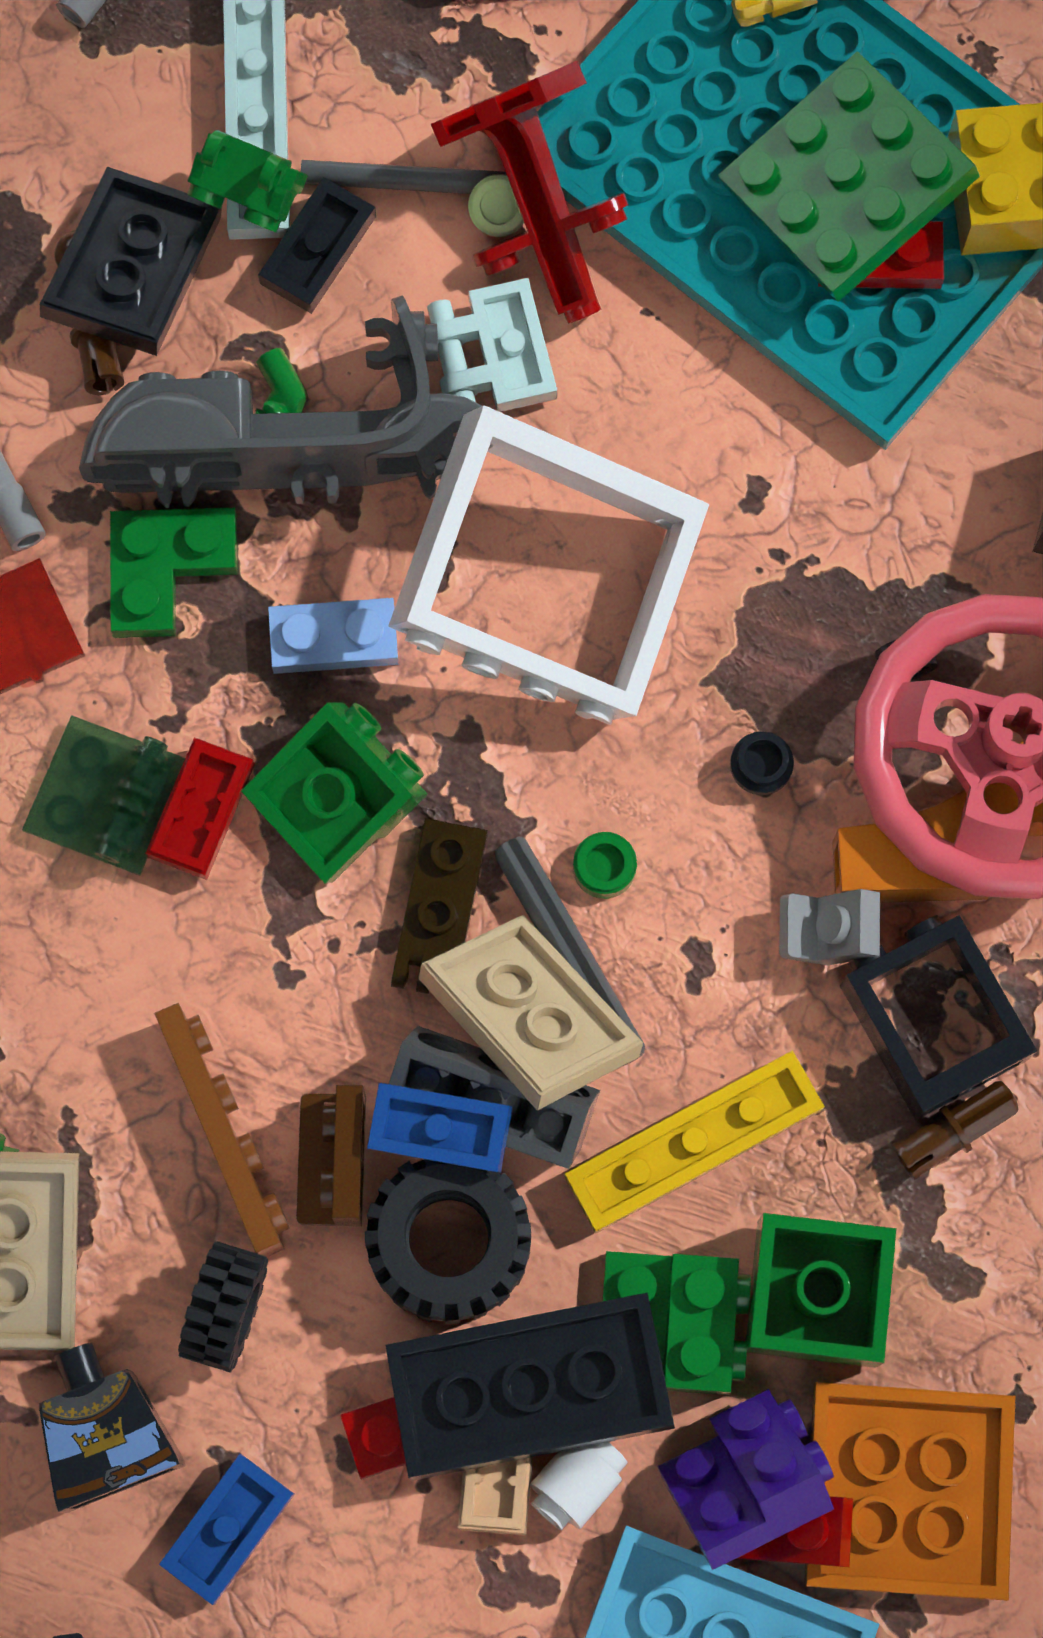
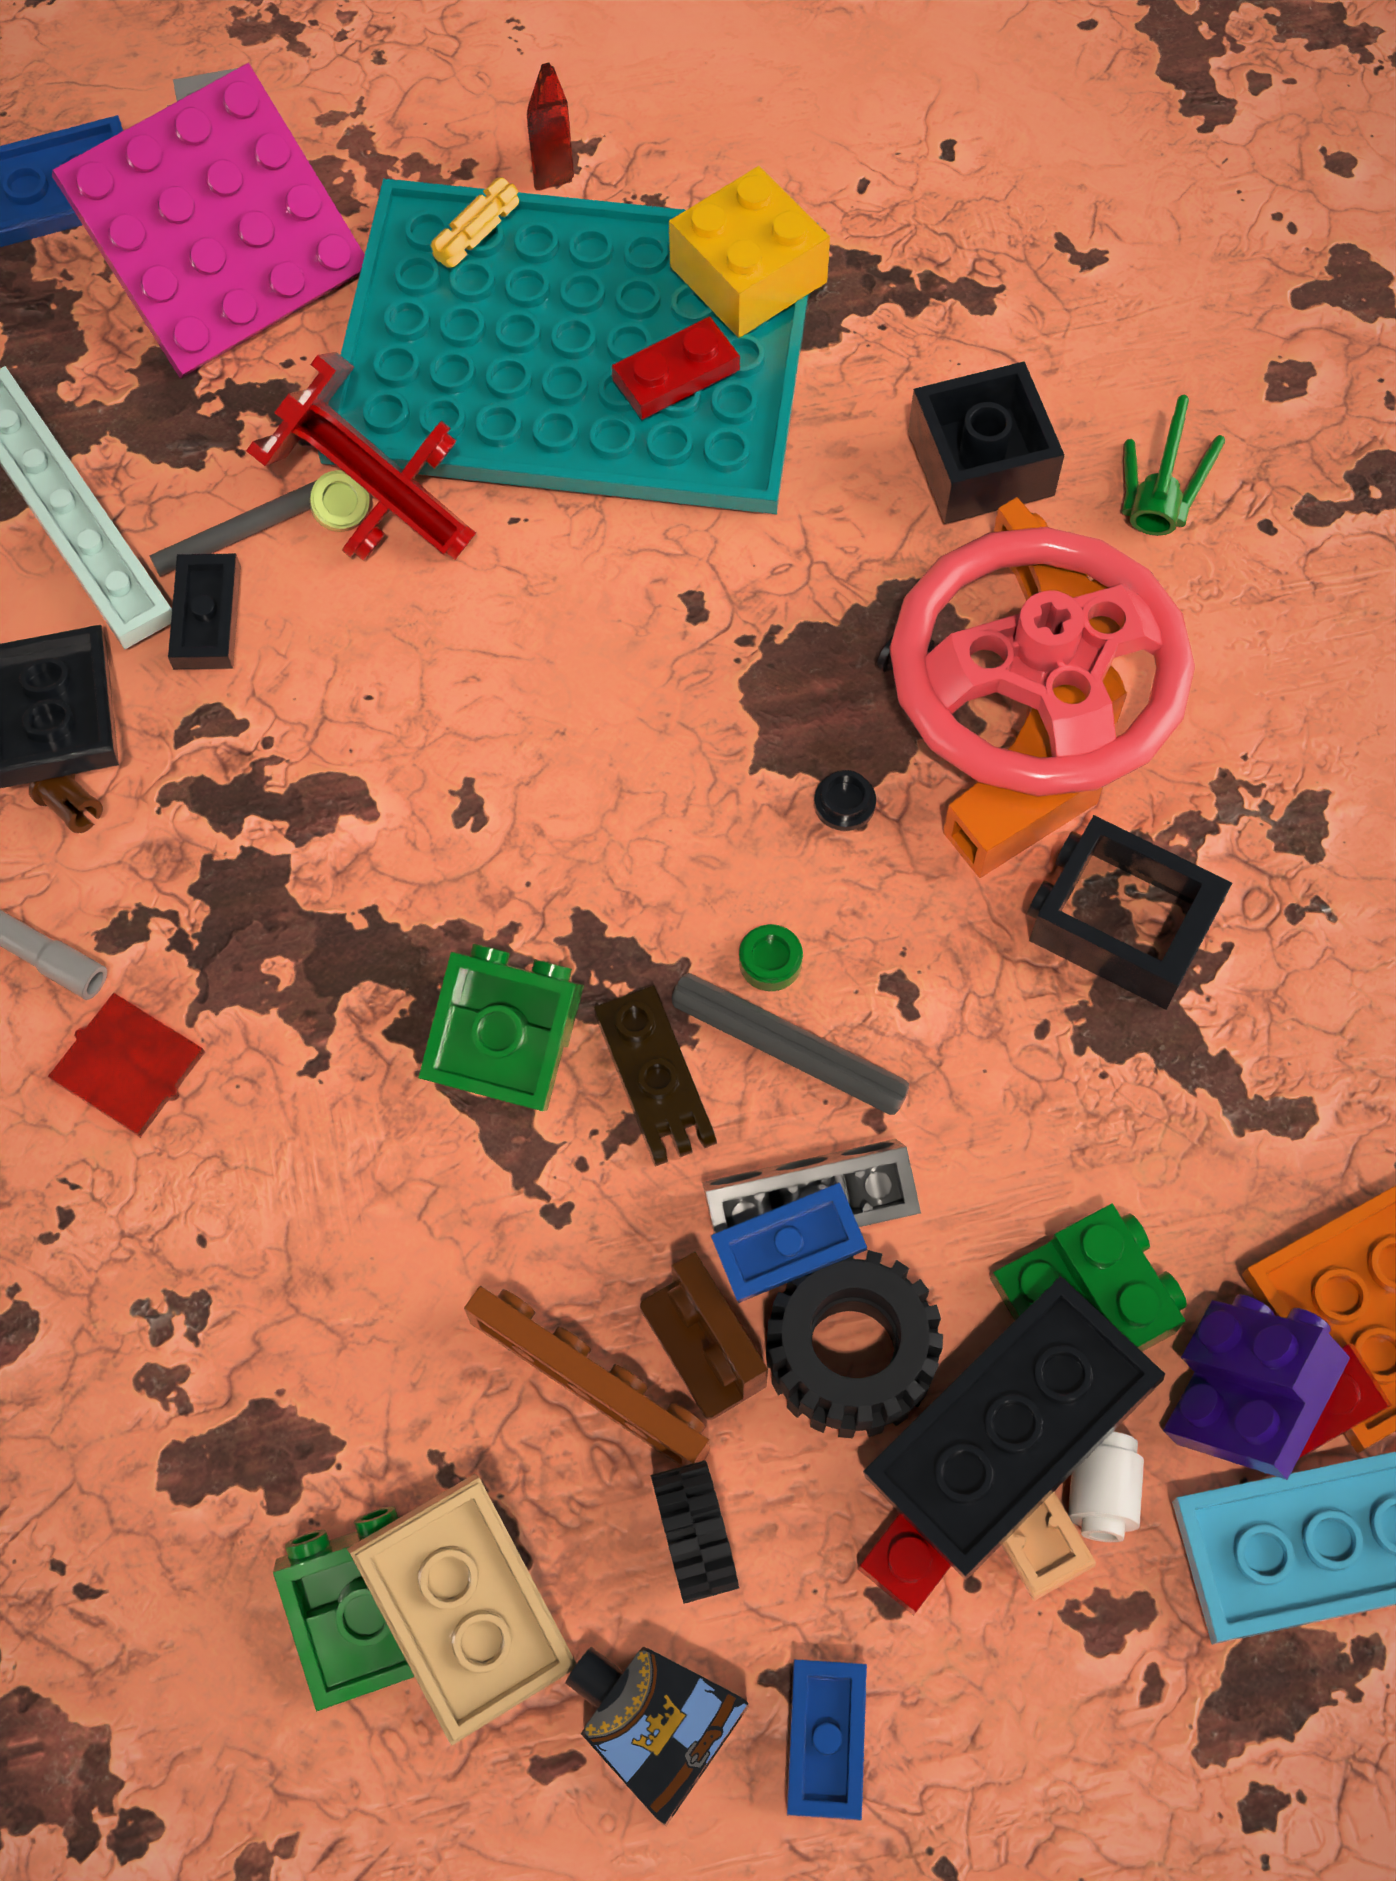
camera: 30 degrees left, 10 degrees down
(104, 794) = (297, 1154): clear green hinge -> none
(153, 550) = (214, 928): green plate -> none
(200, 808) = (391, 1115): red plate -> none
(205, 438) = (203, 807): dark grey piece -> none
(246, 176) = (110, 581): green piece -> none
(287, 390) = (253, 744): green arm -> none
(332, 635) = (416, 908): light blue plate -> none
(510, 342) = (418, 597): light aqua plate -> none
(530, 1011) = (796, 1104): tan tile -> none
(545, 454) = (566, 645): white window -> none
(694, 1141) = (1001, 1136): yellow plate -> none
(820, 1290) = (1199, 1185): green brick -> none
(830, 927) = (996, 889): light grey bracket -> none
(848, 176) = (615, 315): green plate -> none
(956, 1129) = (1206, 993): reddish brown axle -> none

